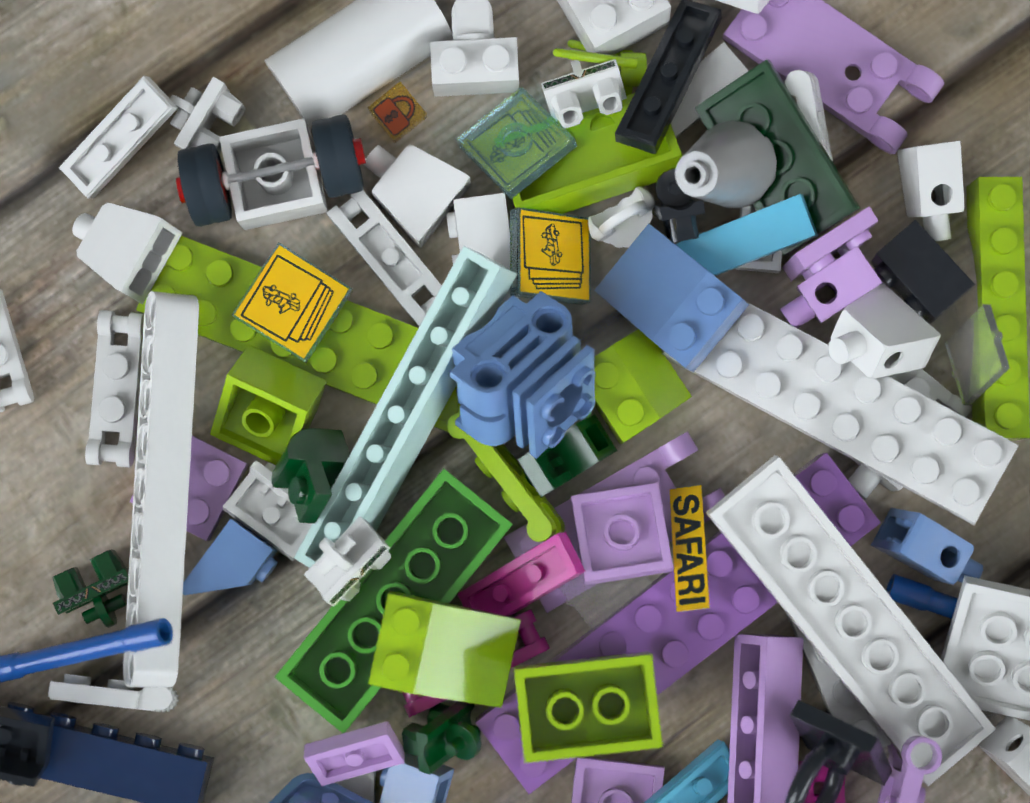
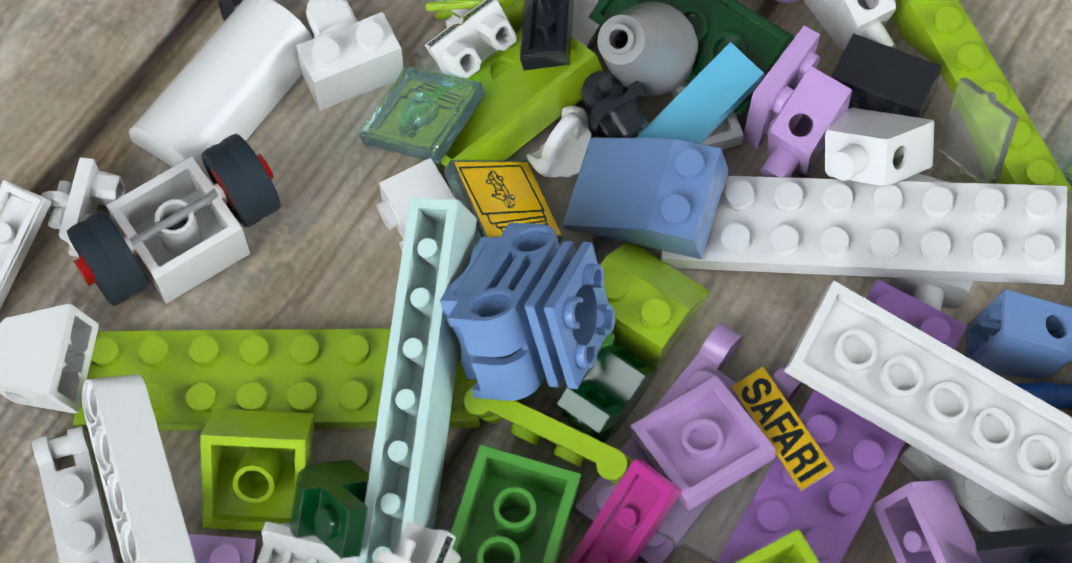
camera: 20 degrees left, 20 degrees down
(292, 302) = (245, 347): yellow tile -> none
(386, 253) = (327, 268): white plate -> none
(397, 112) = (287, 134): tile -> none
(416, 189) = (336, 195): white torso -> none

